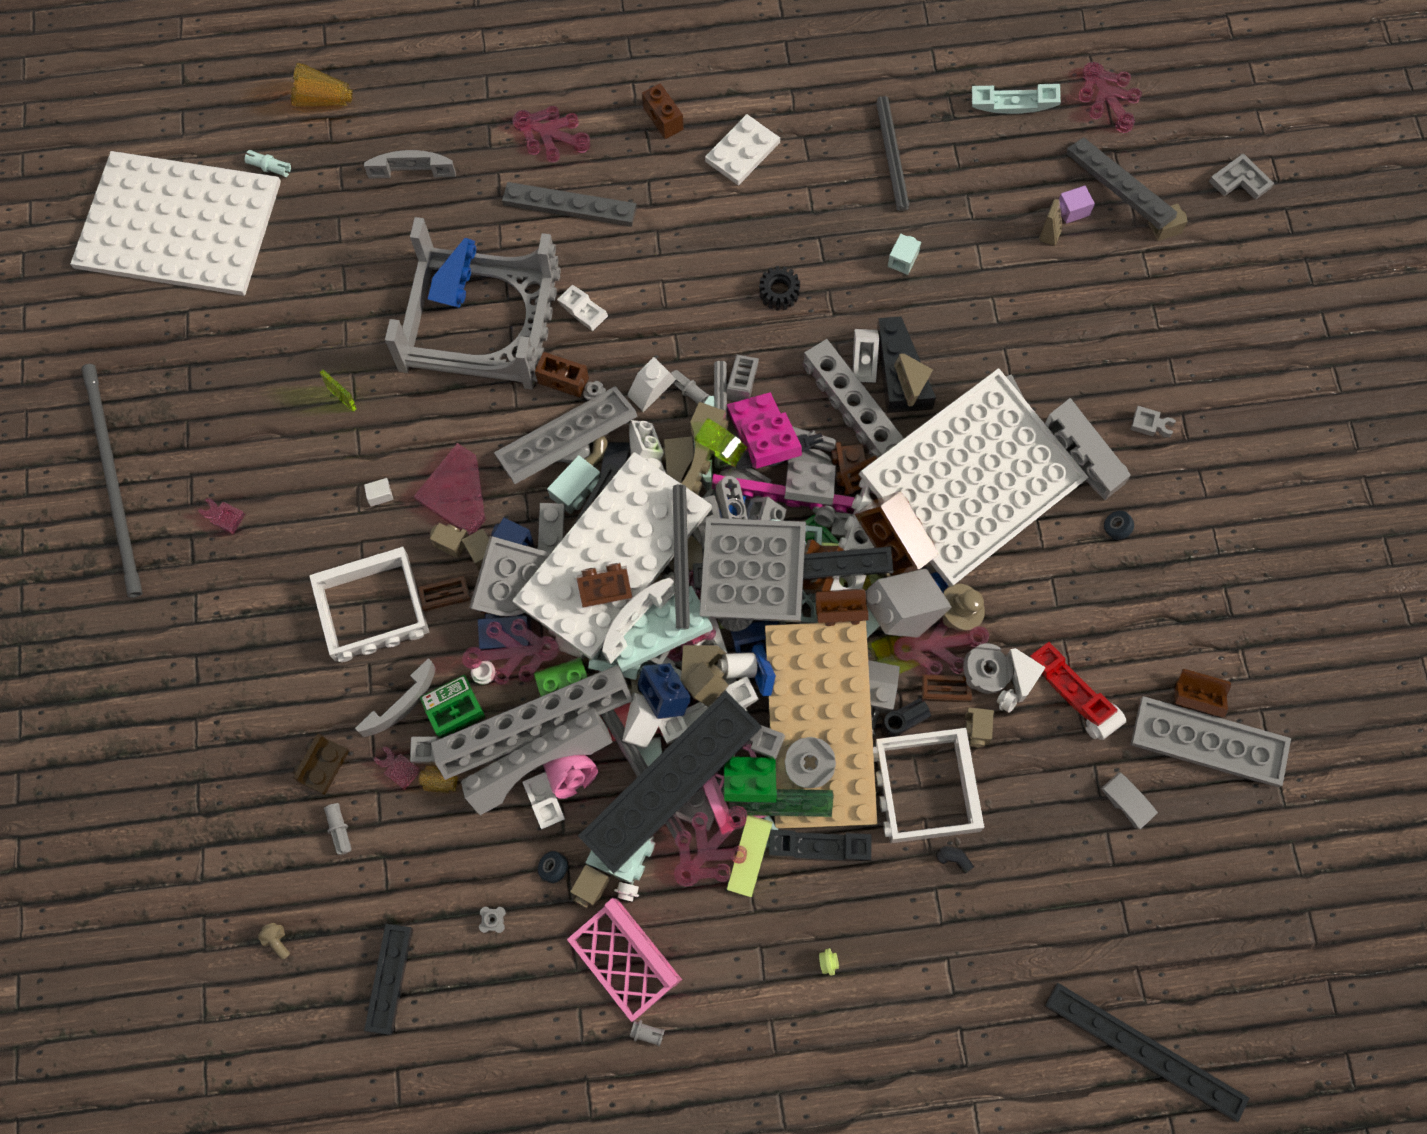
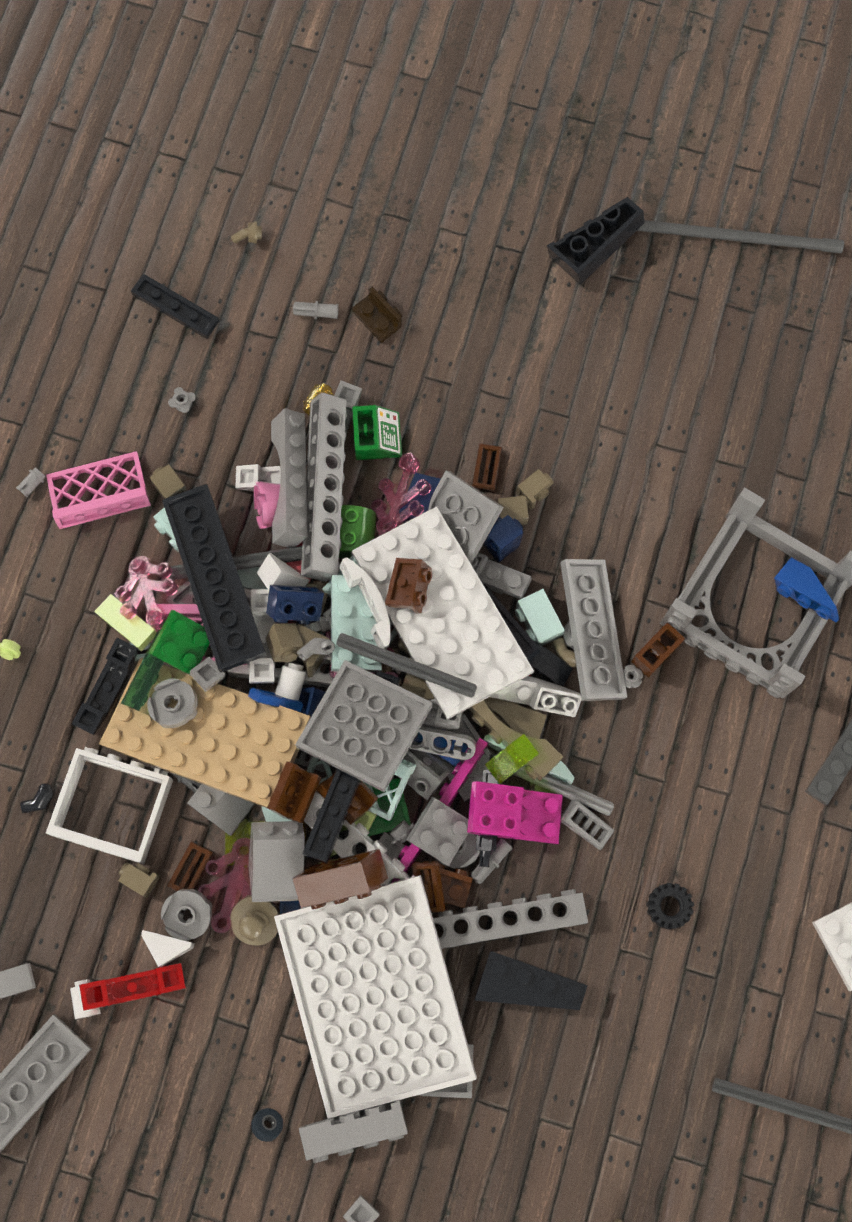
camera: 110 degrees right, 5 degrees up
(169, 585) = (591, 245): none -> black wedge
(224, 516) = (642, 312): clear pink plate -> none
(340, 392) = (723, 443): clear neon green piece -> none
(357, 570) = (508, 362): white window -> none
(374, 724) = (411, 418): light grey slope -> none
(378, 492) = (610, 447): white slope -> none
(399, 769) = (346, 373): clear pink plate -> none
(455, 491) = (580, 512): clear pink plate -> none
(484, 673) = (394, 472): white plate -> none
(559, 868) = (199, 469): black wheel -> none
(581, 307) = (728, 703): white slope -> none
(627, 891) = (148, 512): white plate -> none
(650, 384) = (613, 731): white slope -> none
(689, 387) = (596, 767): light grey axle -> none
(697, 648) = (316, 646): none -> light grey arm
(865, 354) = (558, 957): white slope -> none
(904, 254) = (657, 1056): light aqua brick -> none
(906, 717) = (178, 819): black piece -> none
(911, 376) = (500, 982): dark tan slope -> none
(1007, 700) = (150, 919): white plate -> none
(1202, 693) = (63, 1108): reddish brown bracket -> none

